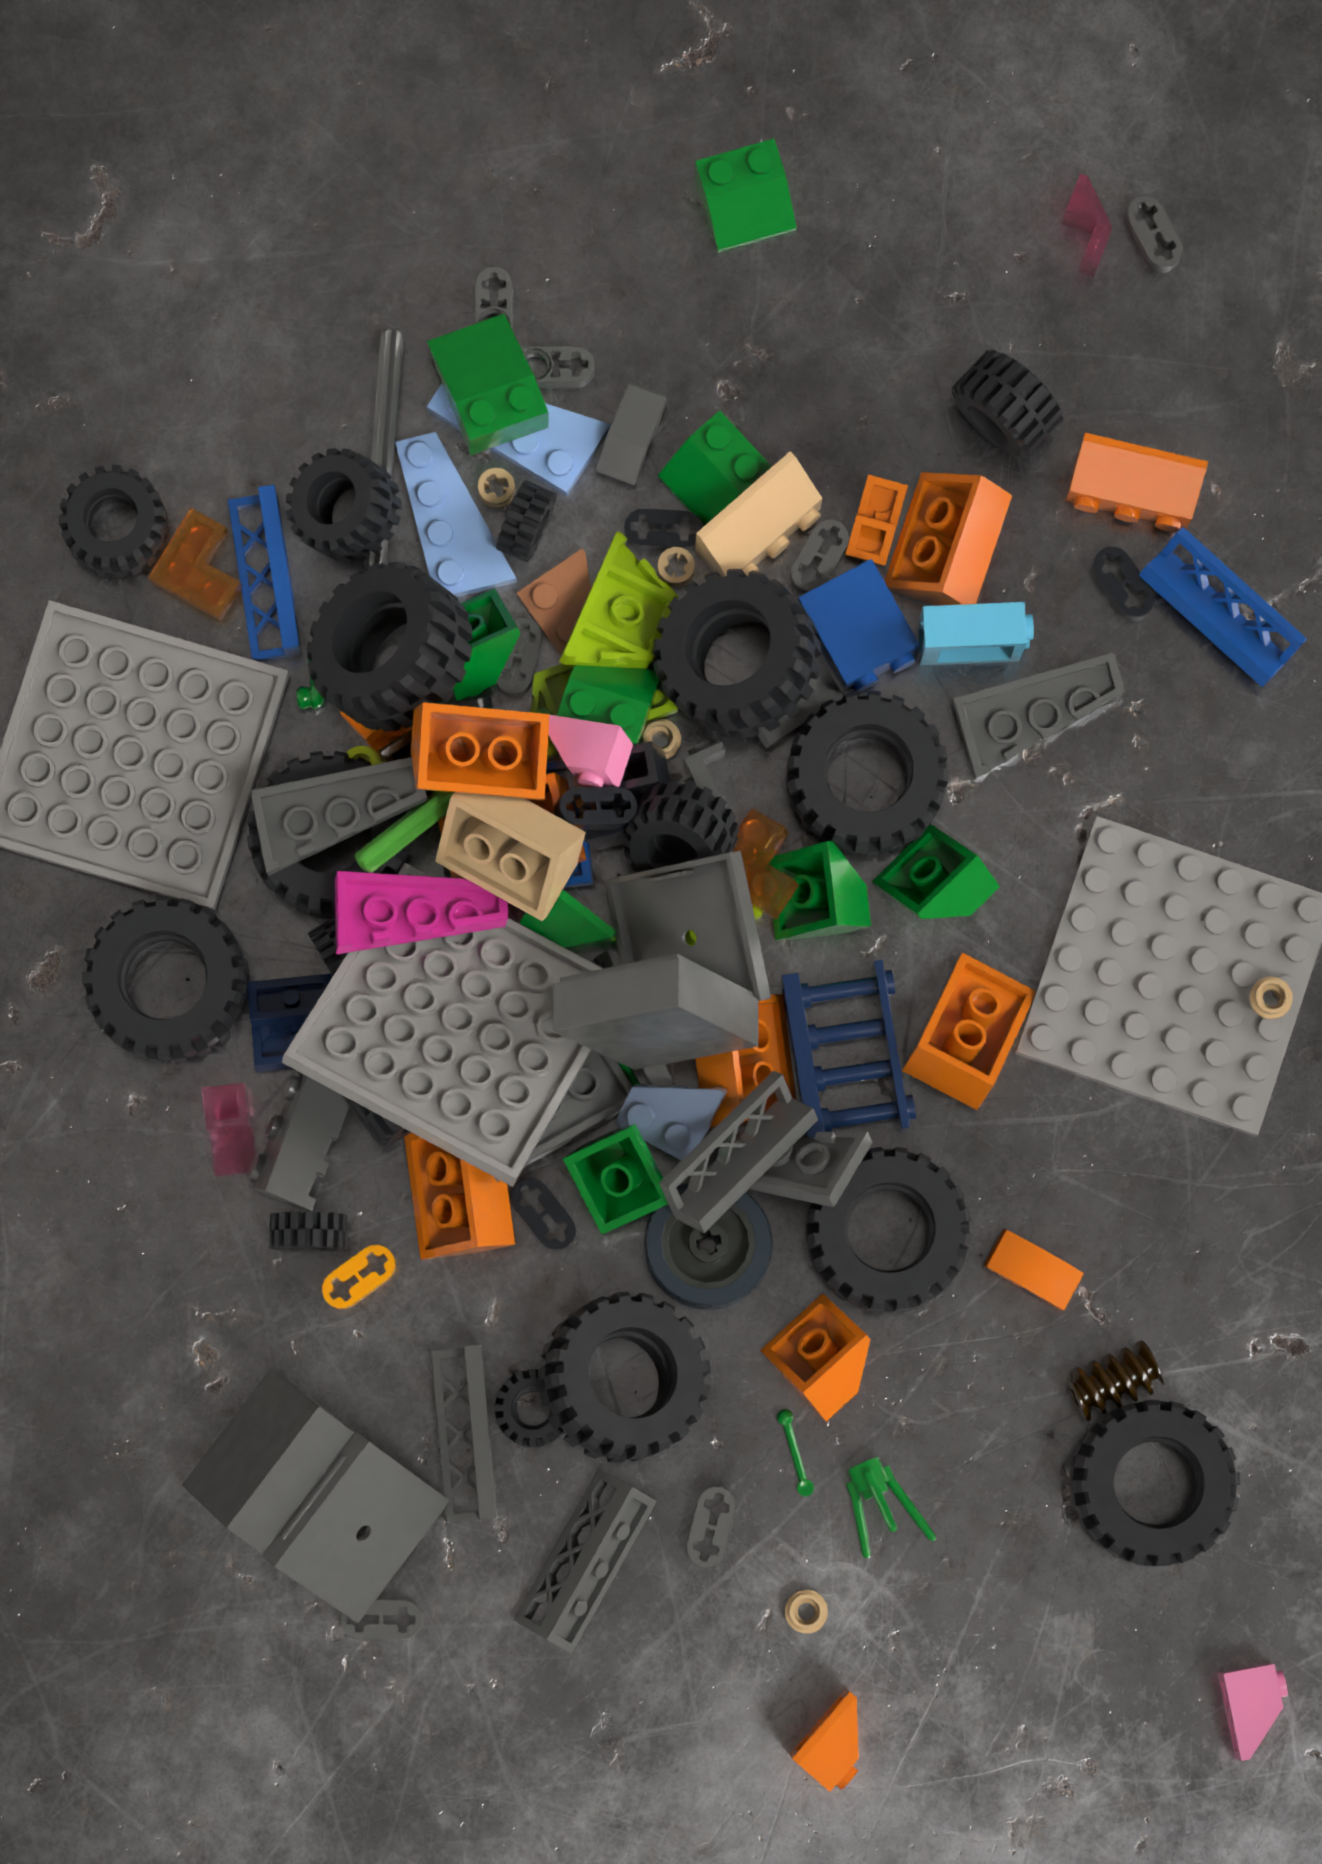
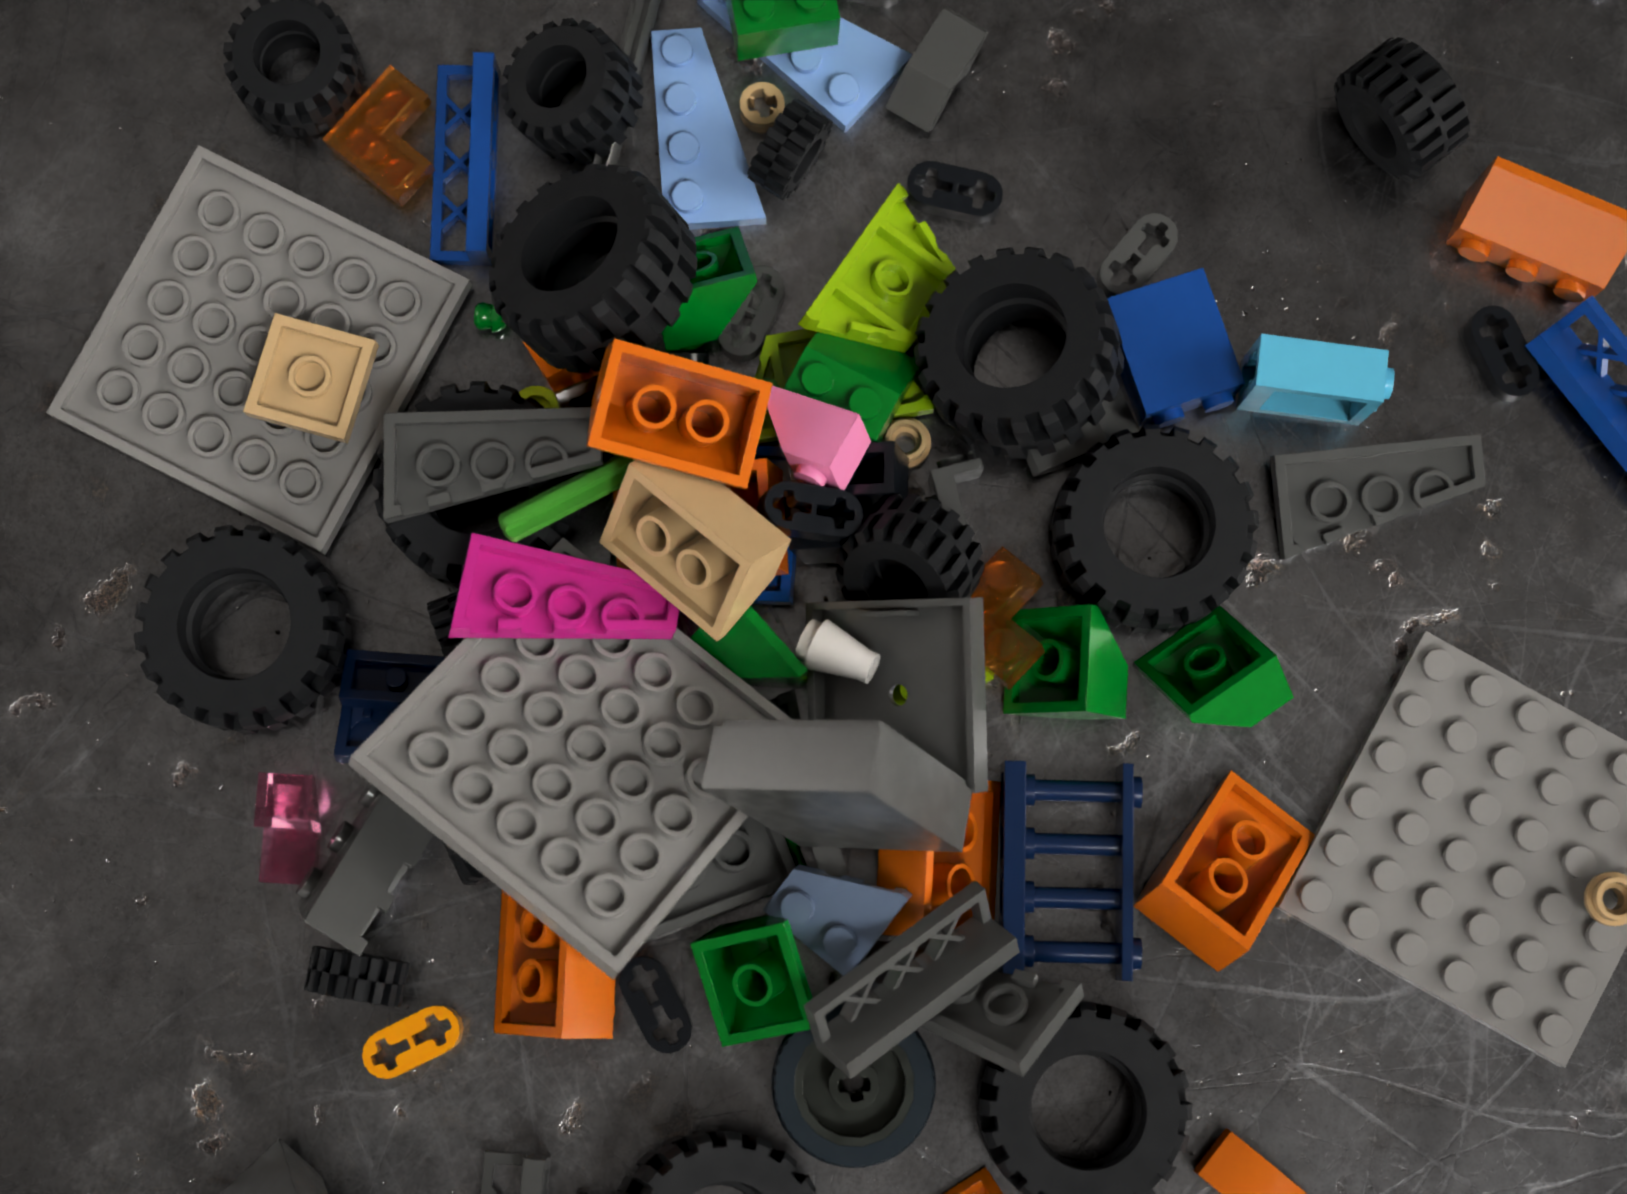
camera: 10 degrees right, 0 degrees up
(180, 772) = (311, 378): none -> tan plate
(558, 598) = (812, 250): nougat wing -> none
(633, 913) = (835, 652): none -> white cone
(688, 569) = (968, 223): tan bush -> none
(713, 468) = (1032, 134): green slope -> none
(760, 519) = (1076, 194): tan slope -> none
(876, 519) = (1214, 224): orange slope -> none
(948, 538) = (1299, 259): orange slope -> none

